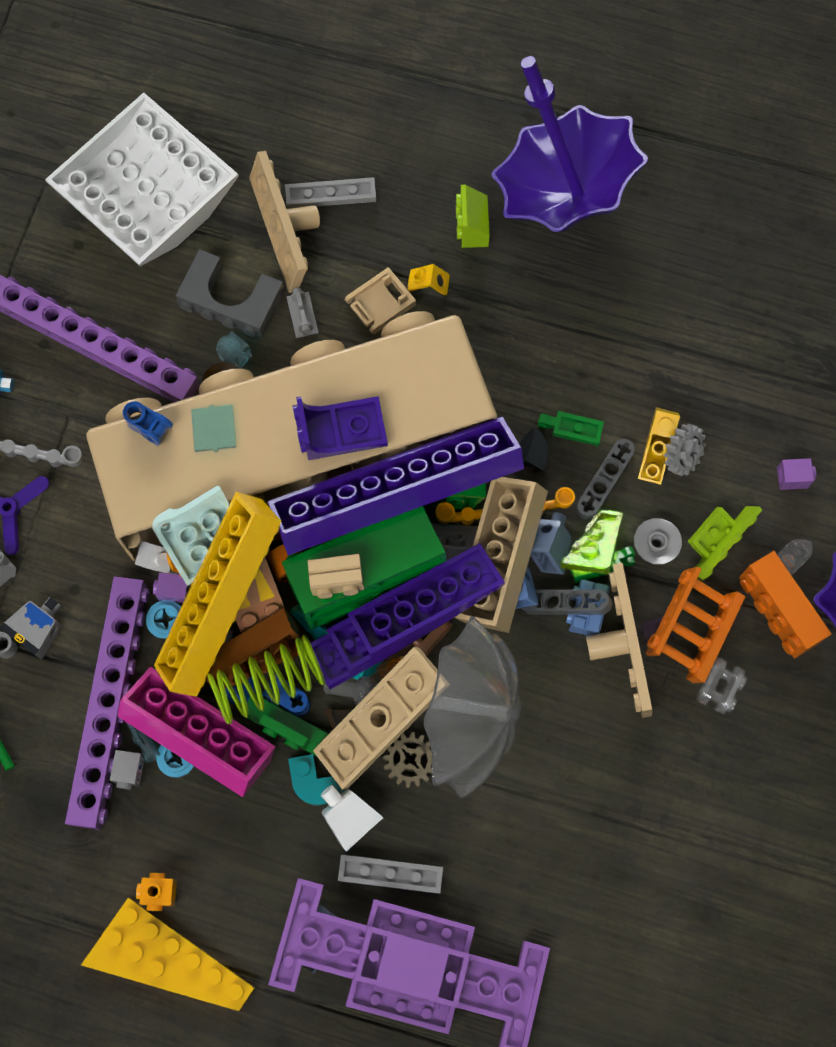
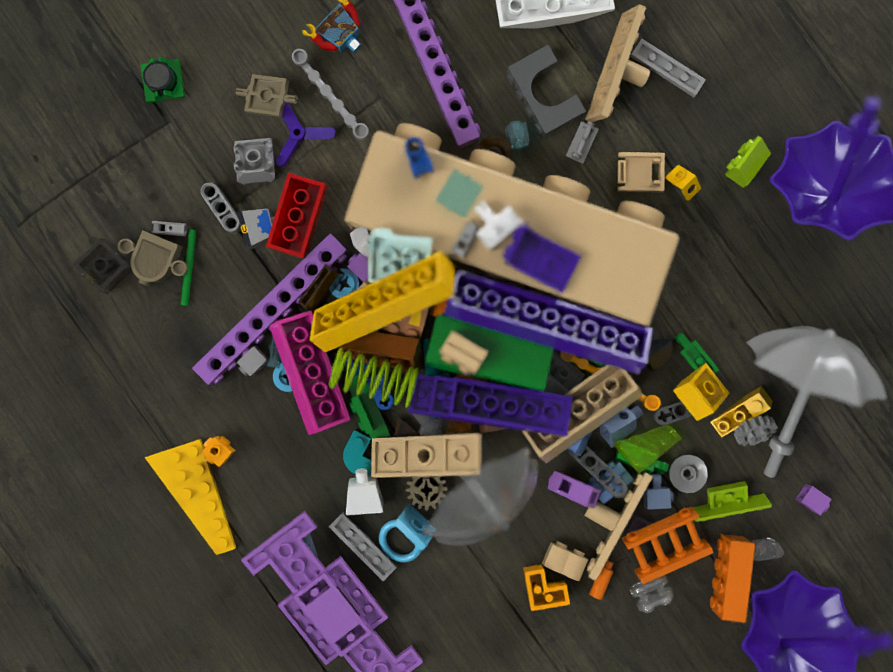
camera: 40 degrees right, 15 degrees up
(66, 585) = (297, 216): none -> red slope
(144, 636) = (321, 287): none -> dark brown piece
(252, 463) = (466, 237): none -> light grey bar
(275, 428) = (496, 226): none -> white brick
(426, 808) = (411, 524): none -> medium azure tile
(558, 640) = (574, 489): none -> medium lavender brick
(603, 453) = (701, 392): none -> yellow slope
(609, 722) = (565, 561): none -> tan brick
(611, 773) = (543, 594): none -> light orange brick
(644, 586) = (657, 496): none -> sand blue brick
(662, 713) = (600, 585): none -> orange cylinder
(679, 330) = (814, 364): none -> light grey piece

